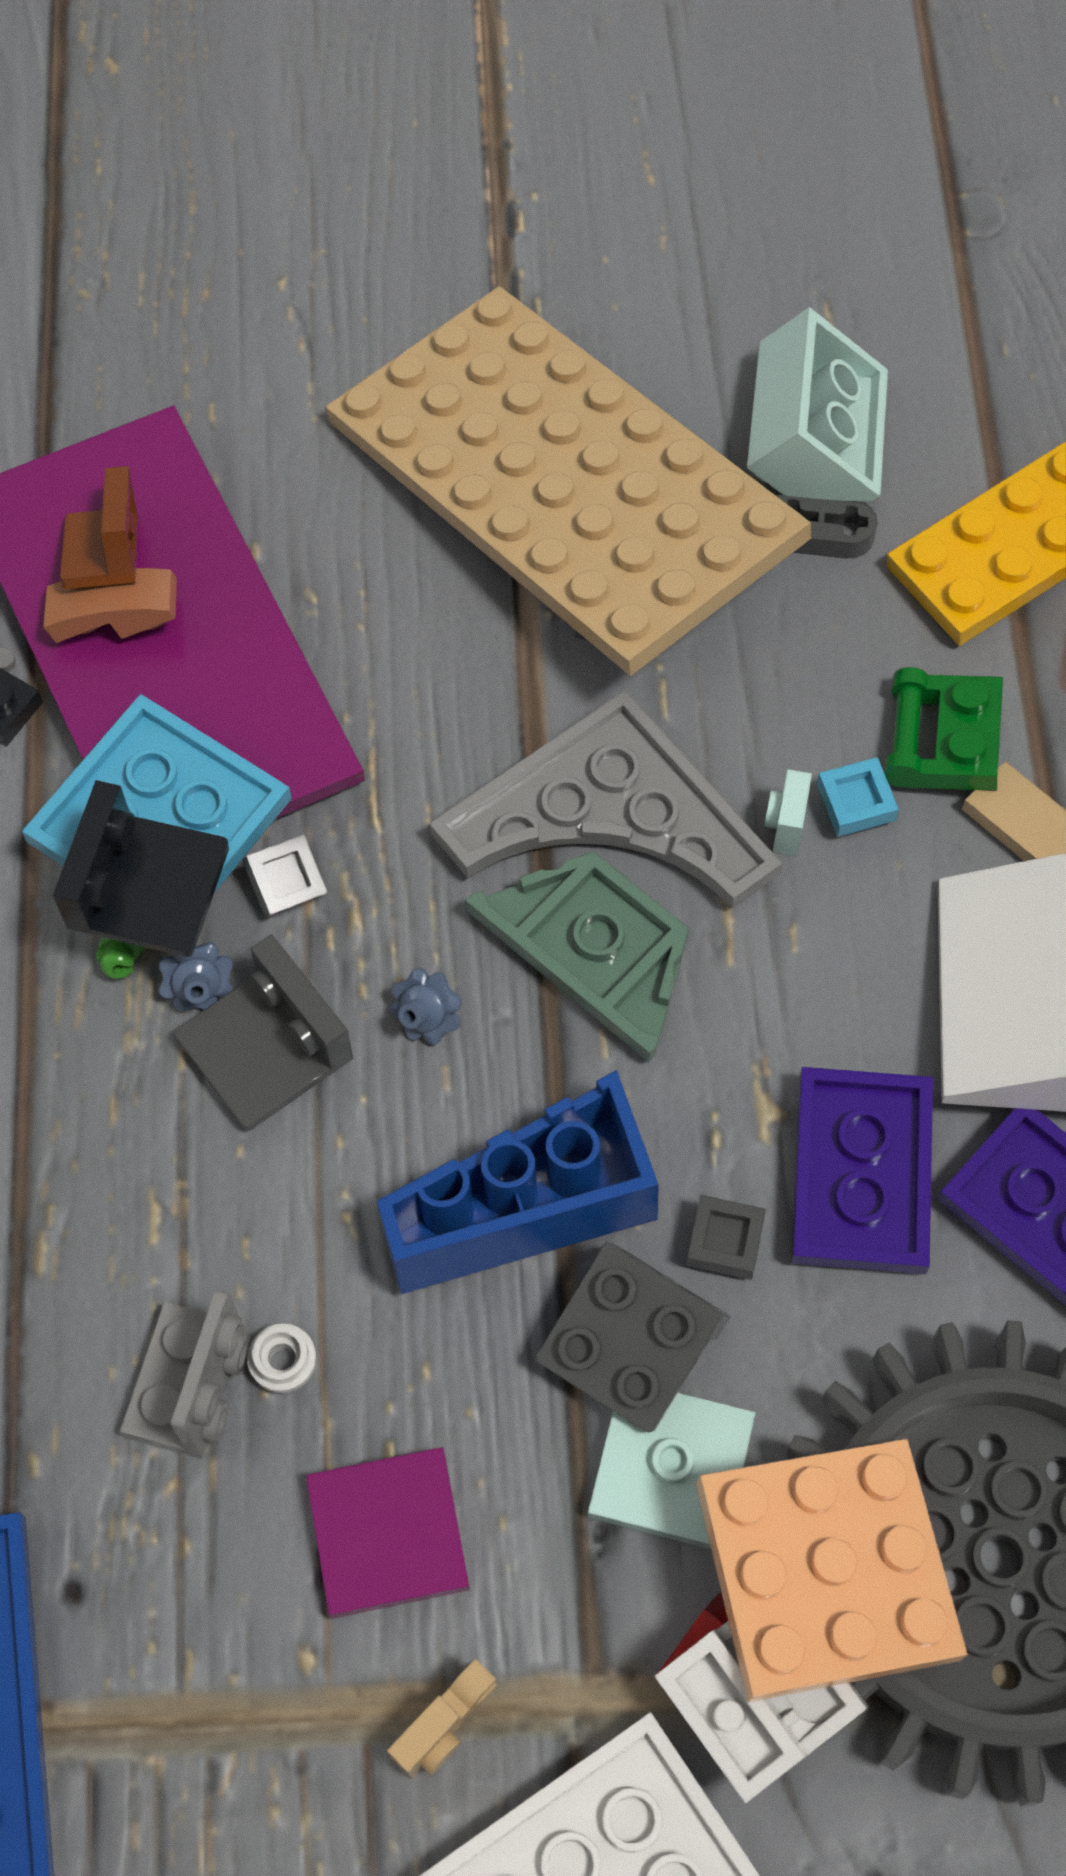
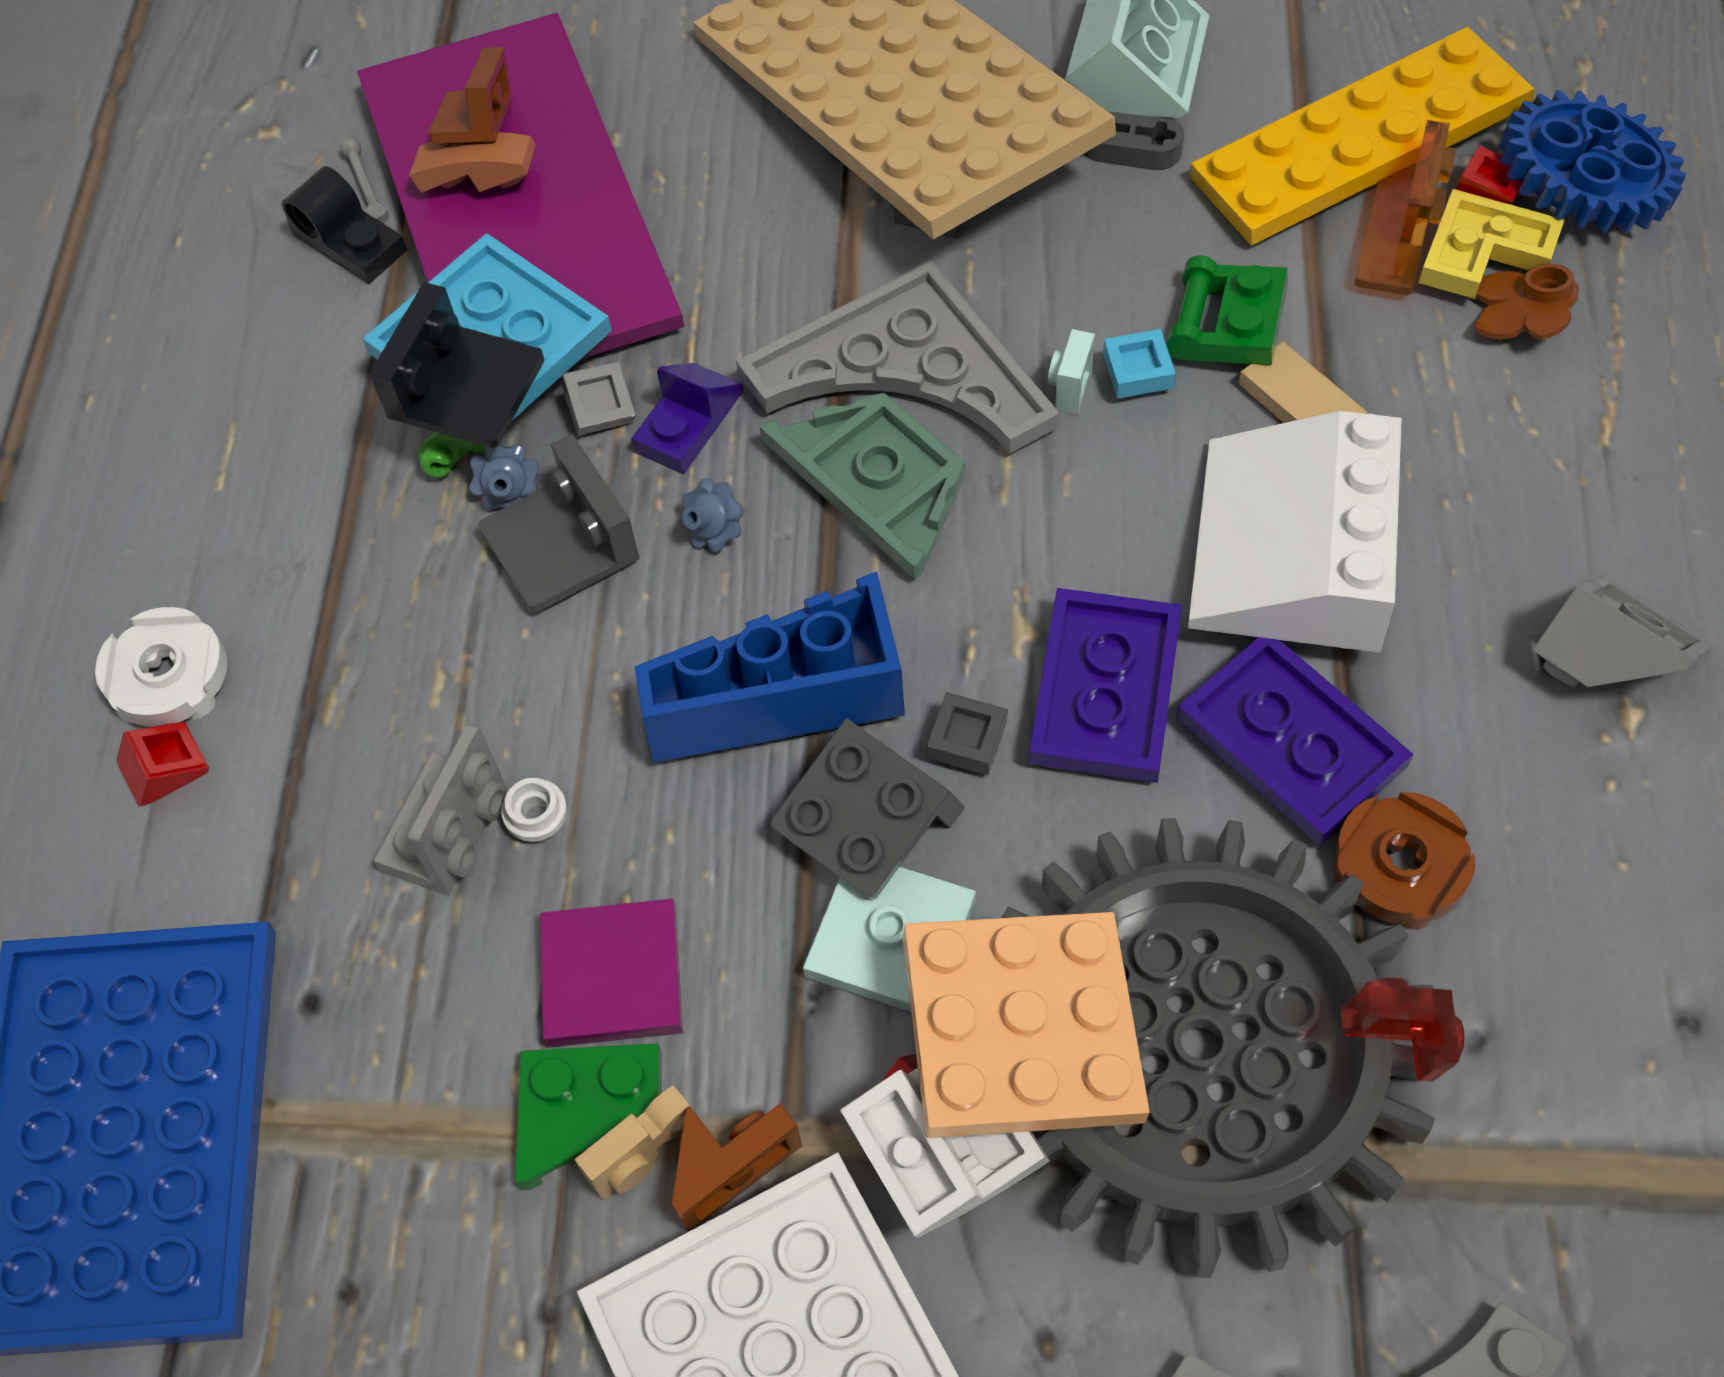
camera: 10 degrees right, 5 degrees down
(377, 1678) = (576, 1099): none -> green wing
(381, 886) = (686, 415): none -> dark purple slope
(526, 1746) = (716, 1175): none -> dark orange slope

